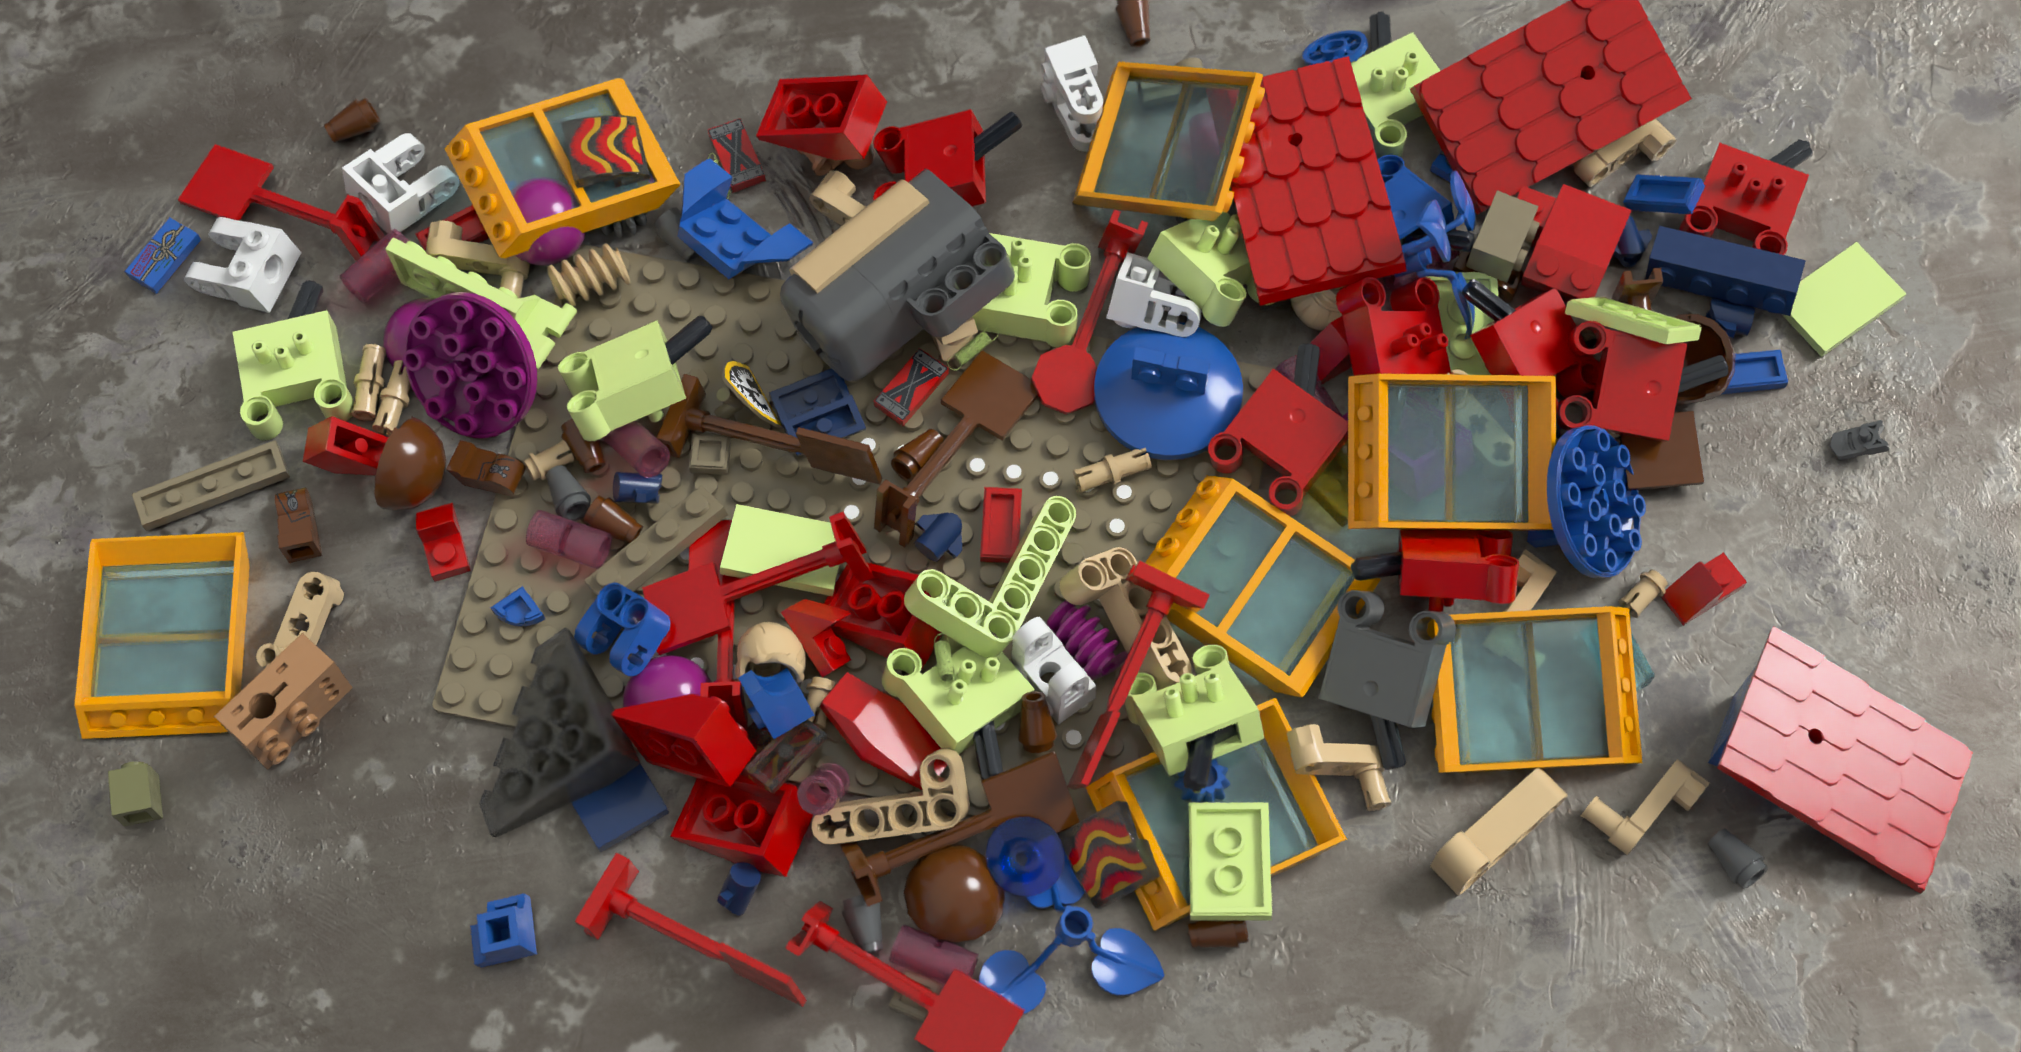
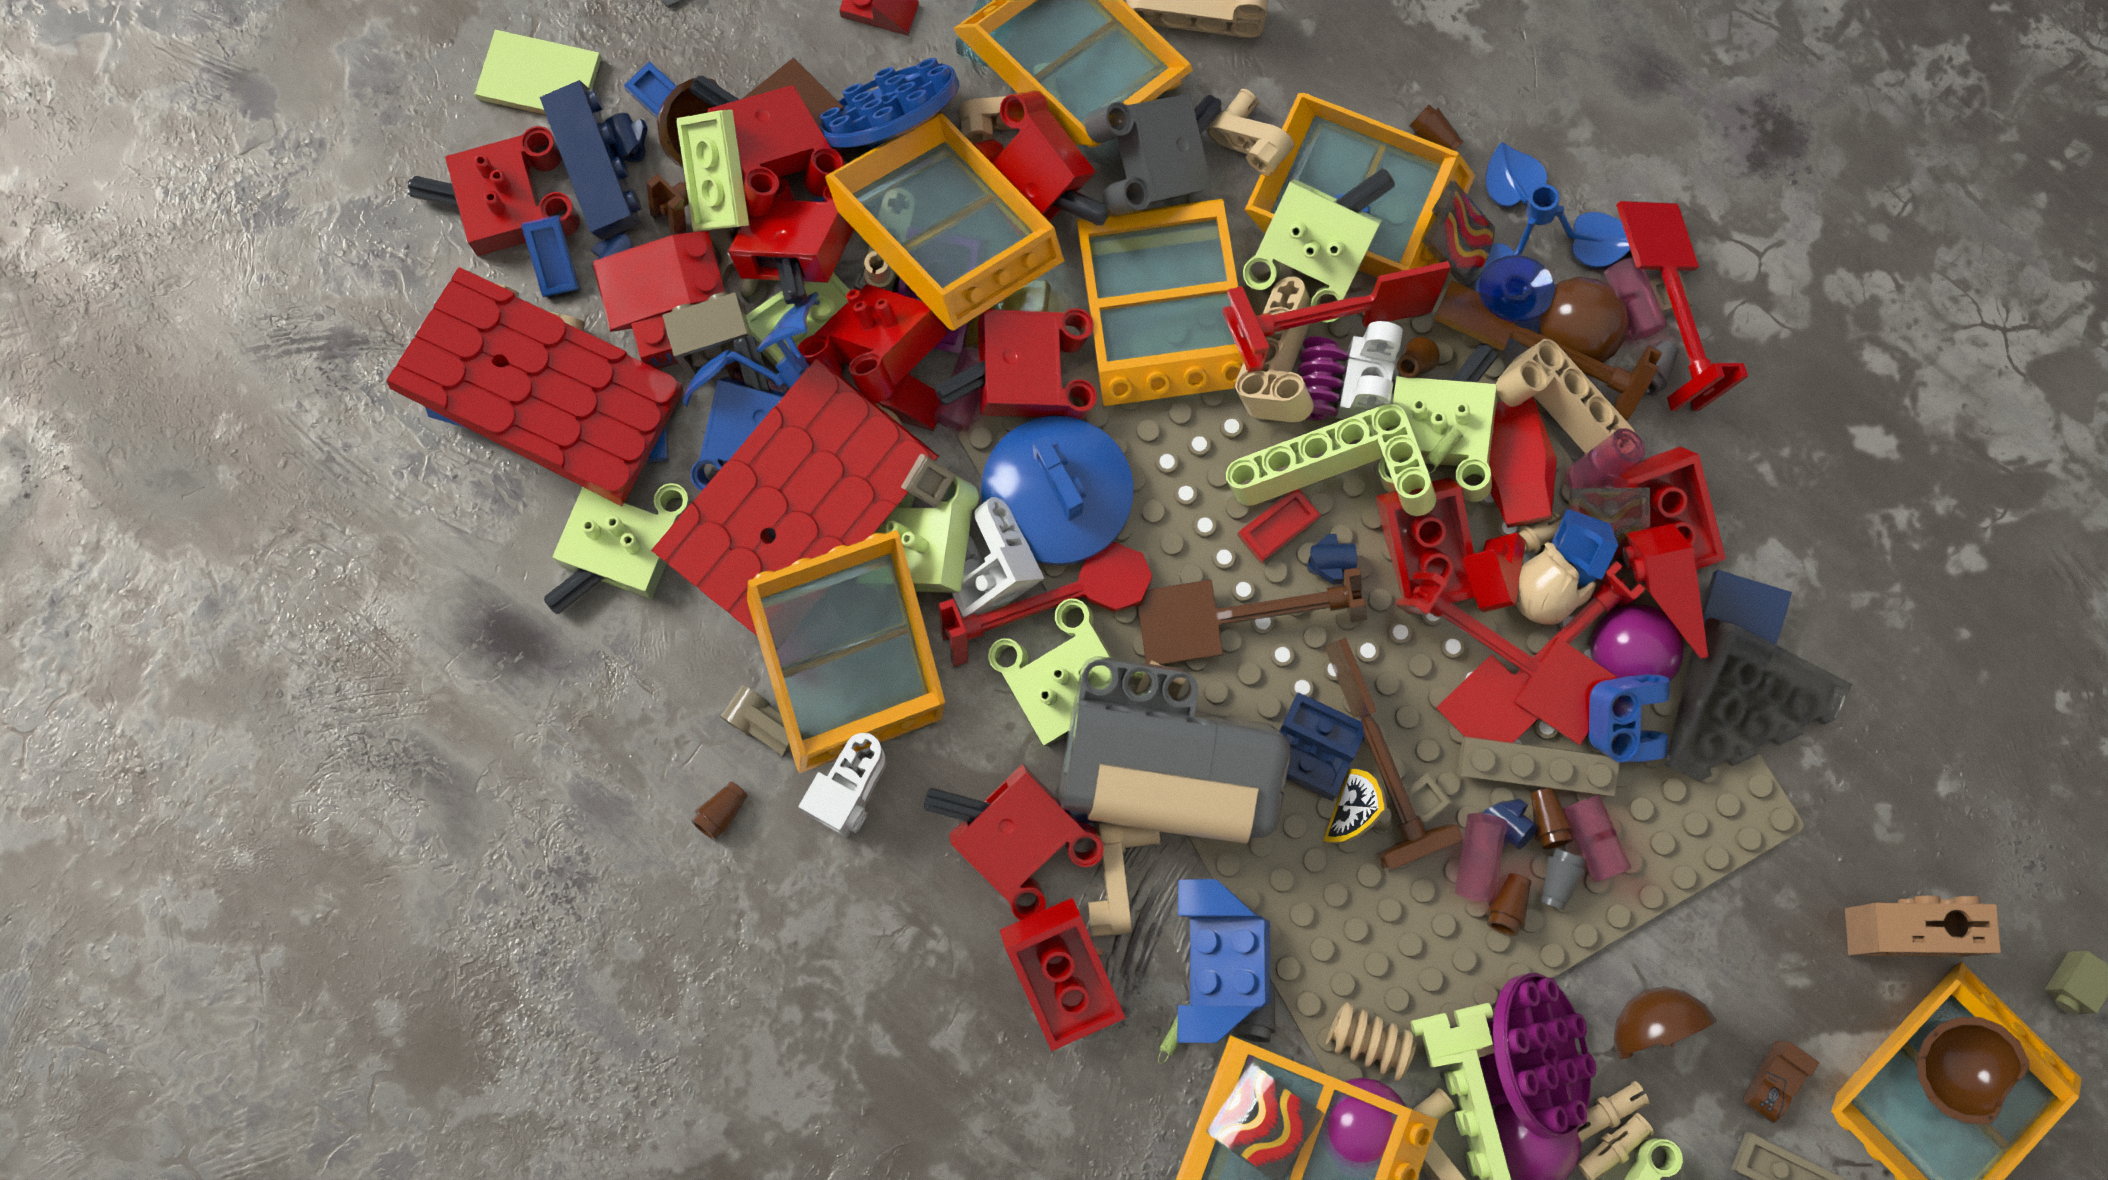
camera: 135 degrees left, 10 degrees up
(170, 635) = (1970, 1068): none -> reddish brown cylinder
(304, 604) = (1870, 979): tan beam -> none
(343, 447) = (1686, 1101): red slope -> none
(442, 542) = (1679, 951): red slope -> none
(485, 469) = (1600, 964): reddish brown leg -> none
(504, 931) = (1905, 604): blue brick -> none
(518, 609) = (1679, 828): blue tile -> none
(541, 463) = (1550, 921): tan pin -> none
(612, 898) = (1772, 411): red piece -> none
(628, 377) = (1434, 904): yellowish green piece -> none
(736, 154) = (1140, 1038): tile -> none
(739, 887) = (1721, 470): dark blue piece -> none
(770, 538) = (1453, 668): yellowish green tile -> none
(911, 387) = (1231, 692): tile -> none
(913, 456) = (1282, 633): reddish brown cone -> none
(1111, 469) = (1162, 479): tan pin -> none
(1229, 861) = (1400, 138): yellowish green tile -> none
(1244, 273) = (928, 480): none -> dark tan tile
(1336, 46) = (618, 613): blue wheel -> none
(1644, 592) = (921, 40): tan pin -> none

